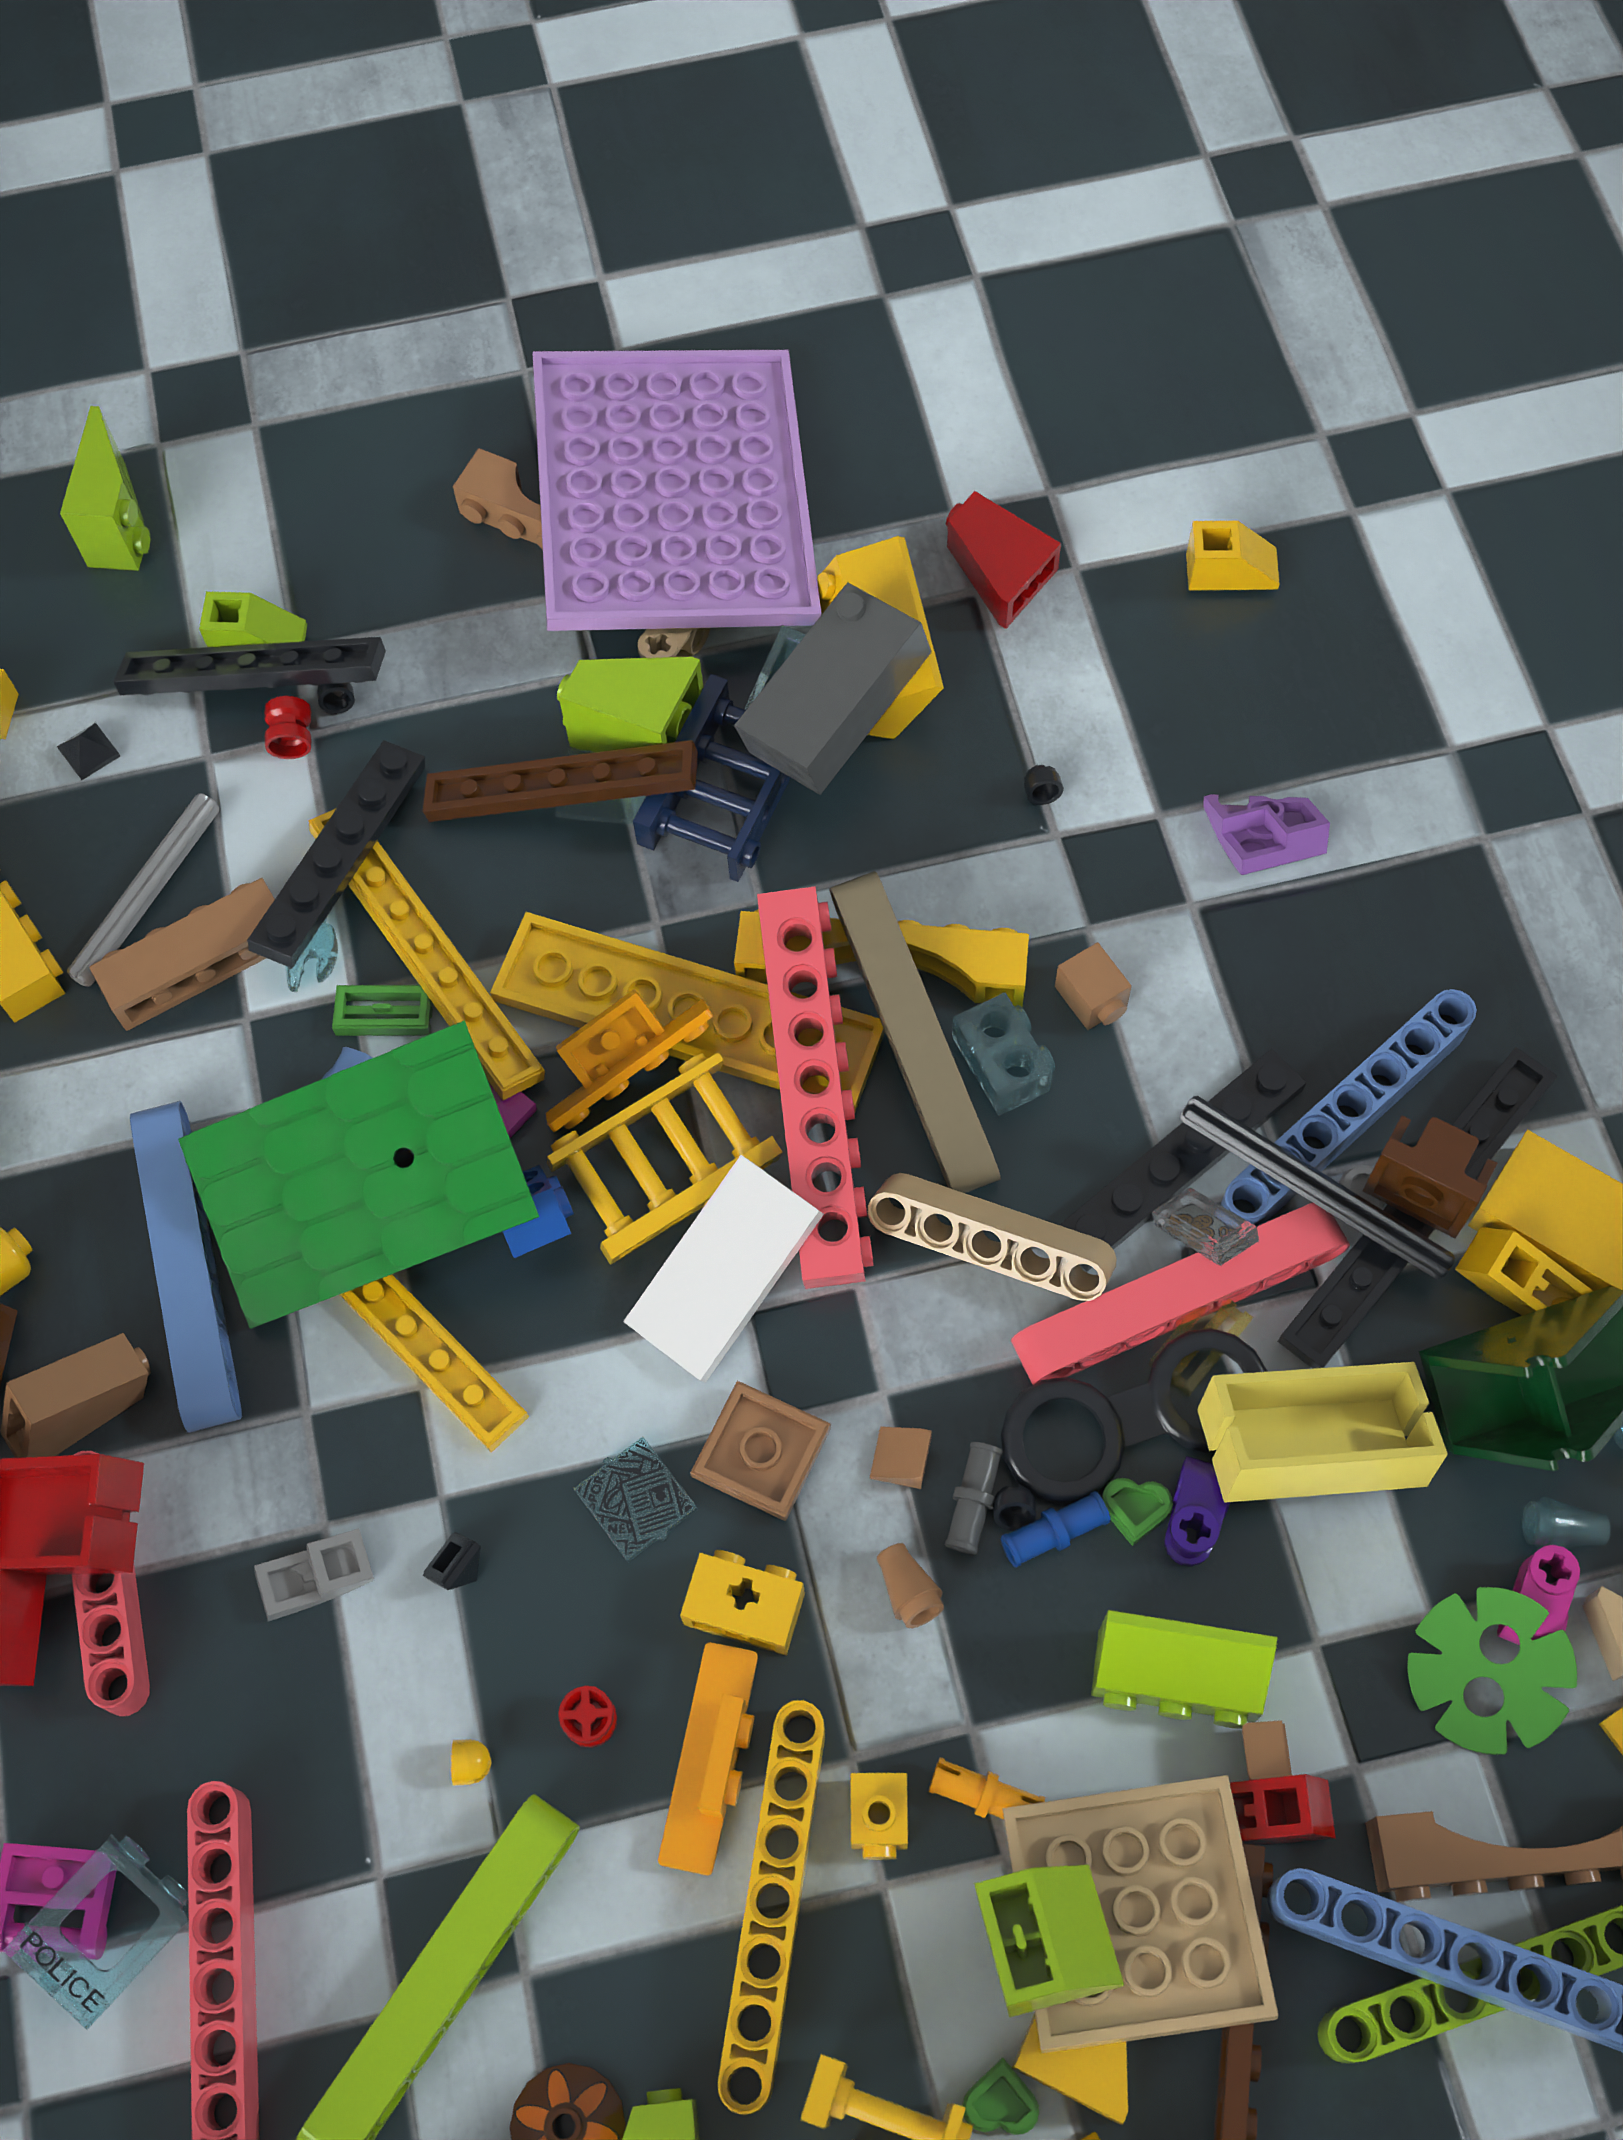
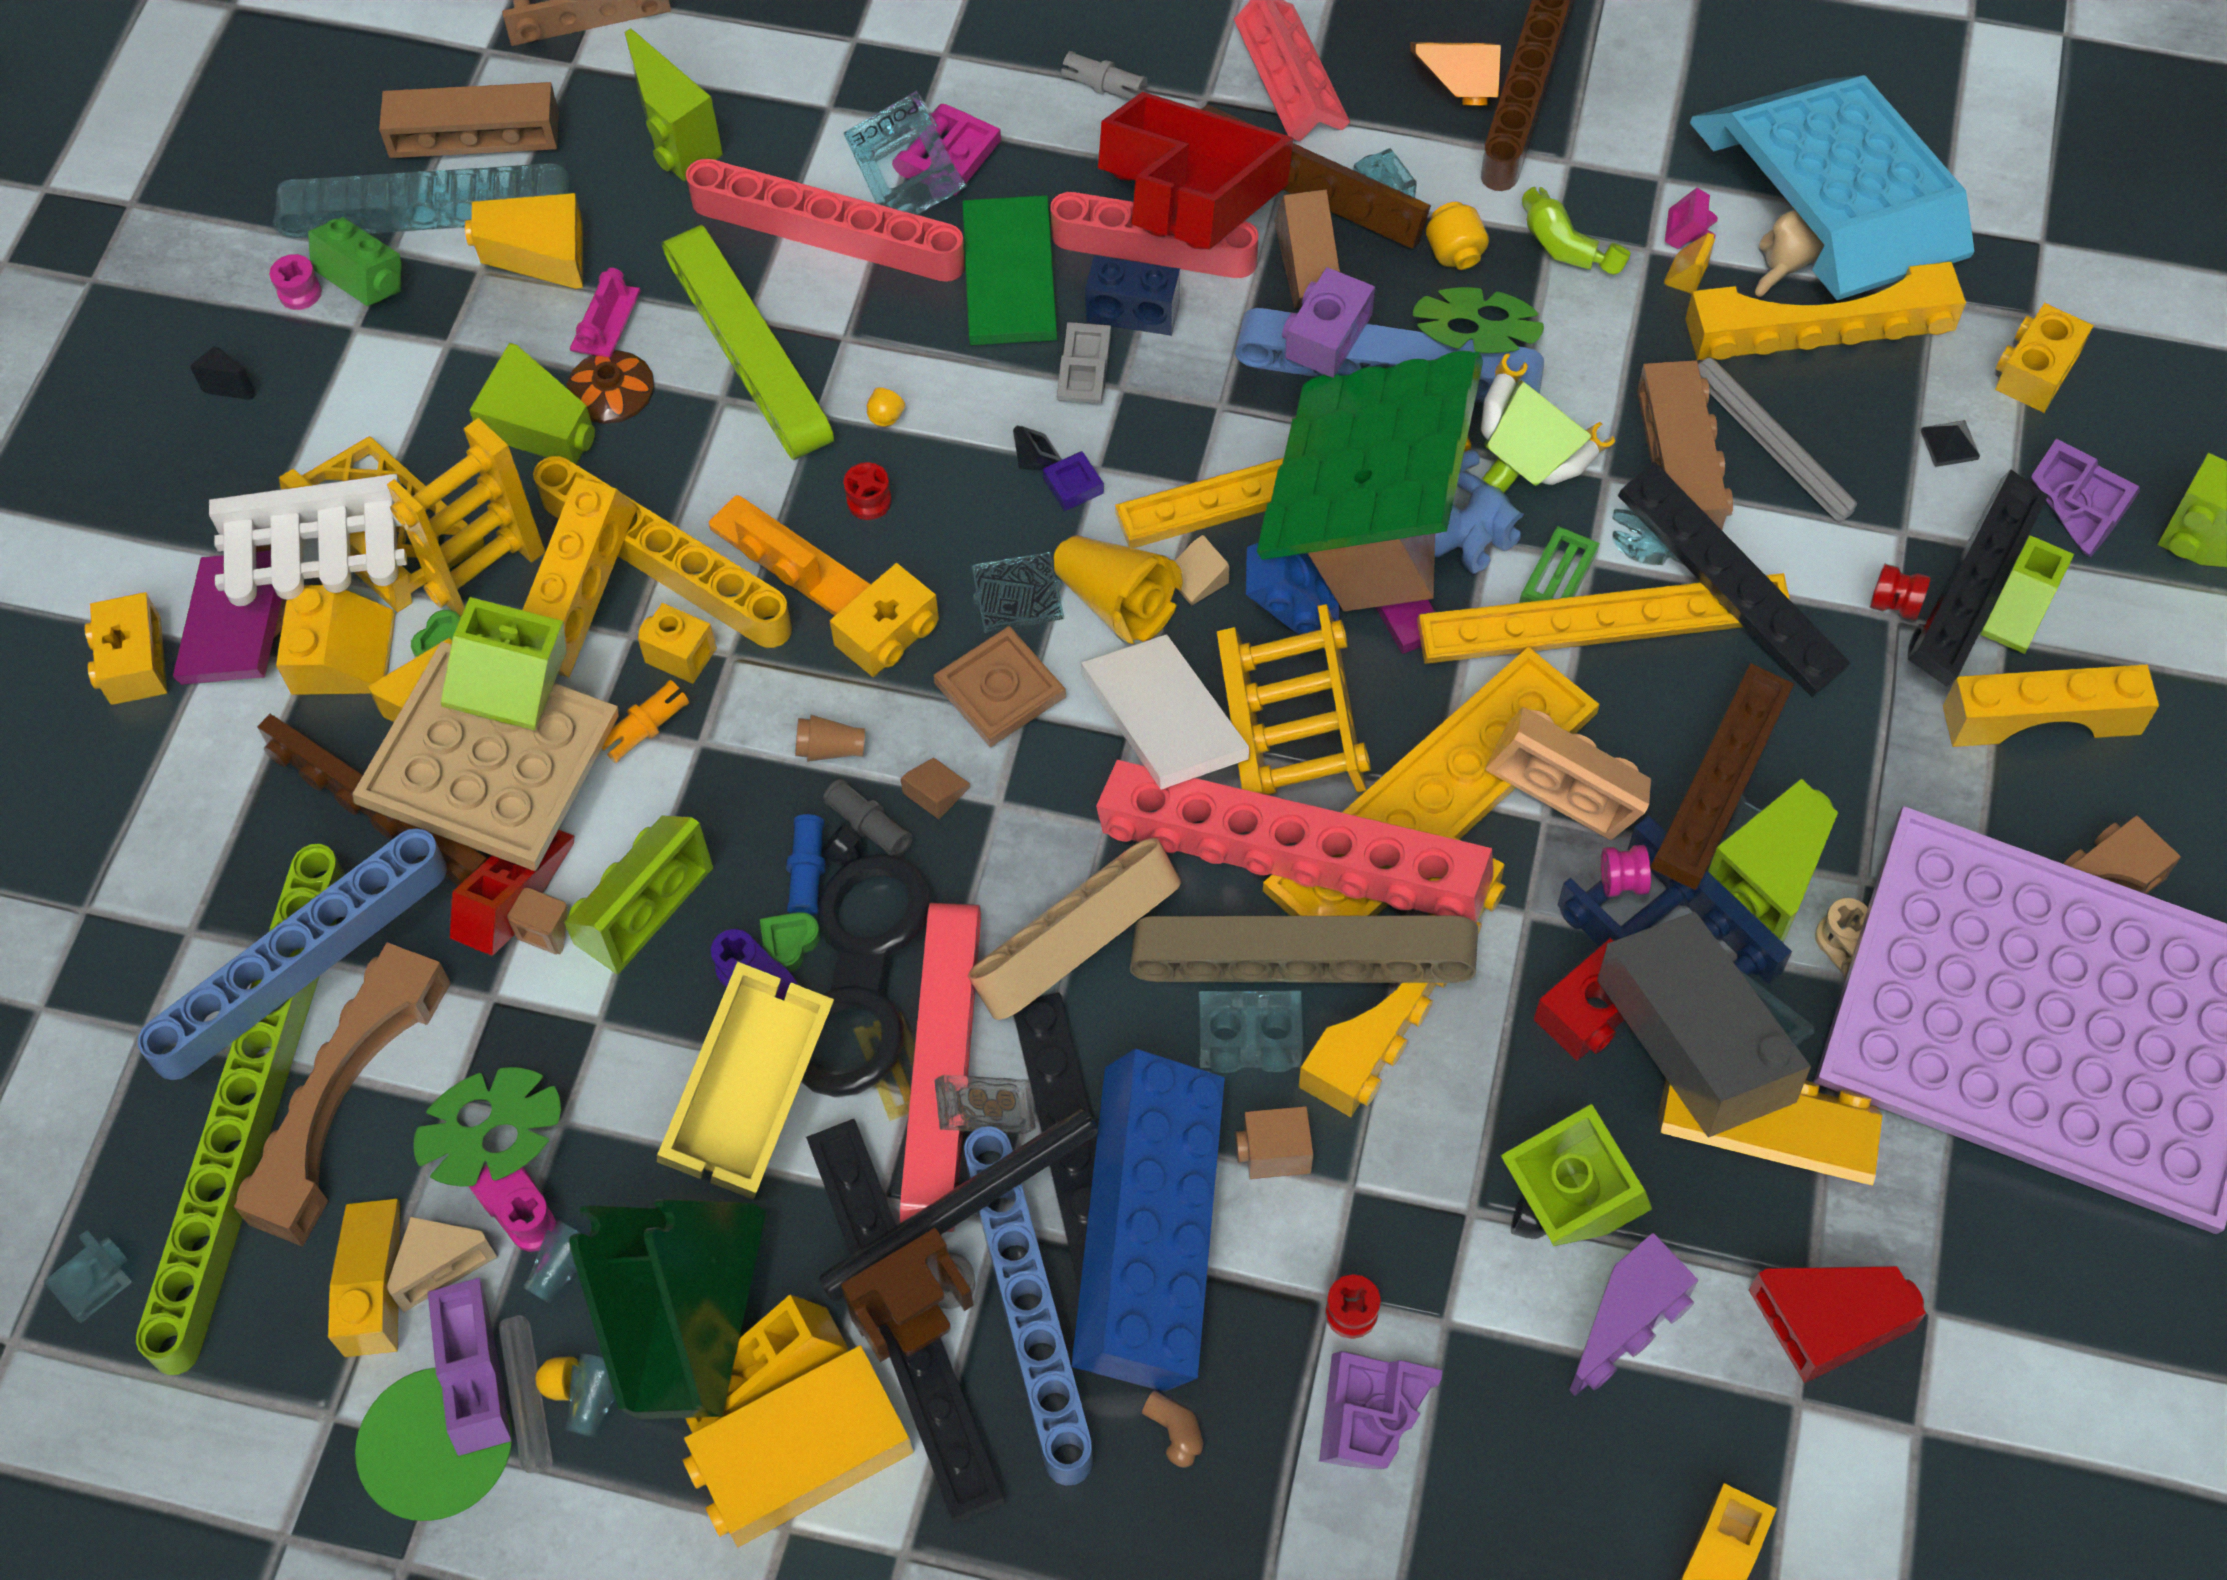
camera: 115 degrees right, 5 degrees down
(93, 1219) = (1491, 335): none -> bright green piece
(109, 629) = (2083, 494): none -> medium lavender slope
(156, 1300) = (1328, 321): none -> medium lavender brick
(204, 1559) = (1132, 295): none -> dark blue brick
(208, 1730) = (1009, 270): none -> green tile
(240, 1070) = (1532, 434): none -> lime torso
(363, 580) = (1999, 705): none -> yellow arch
(473, 1509) = (1073, 481): none -> dark purple tile
(533, 1328) = (1202, 570): none -> tan slope
(593, 1390) = (1120, 584): none -> yellow cone
(616, 1048) = (1411, 713): light orange bracket -> none
(619, 892) = (1570, 774): none -> light nougat slope
(702, 812) = (1625, 871): none -> dark pink wheel
(837, 827) = (1570, 1017): none -> red brick
(872, 1963) = (580, 561): none -> yellow brick
(1000, 752) = (1577, 1179): none -> lime slope
(1079, 687) = (1637, 1297): none -> medium lavender slope
(1193, 886) = (1346, 1316): none -> red wheel
(1230, 1037) = (1149, 1222): none -> blue brick
(1375, 946) = (1181, 1427): none -> medium nougat arm

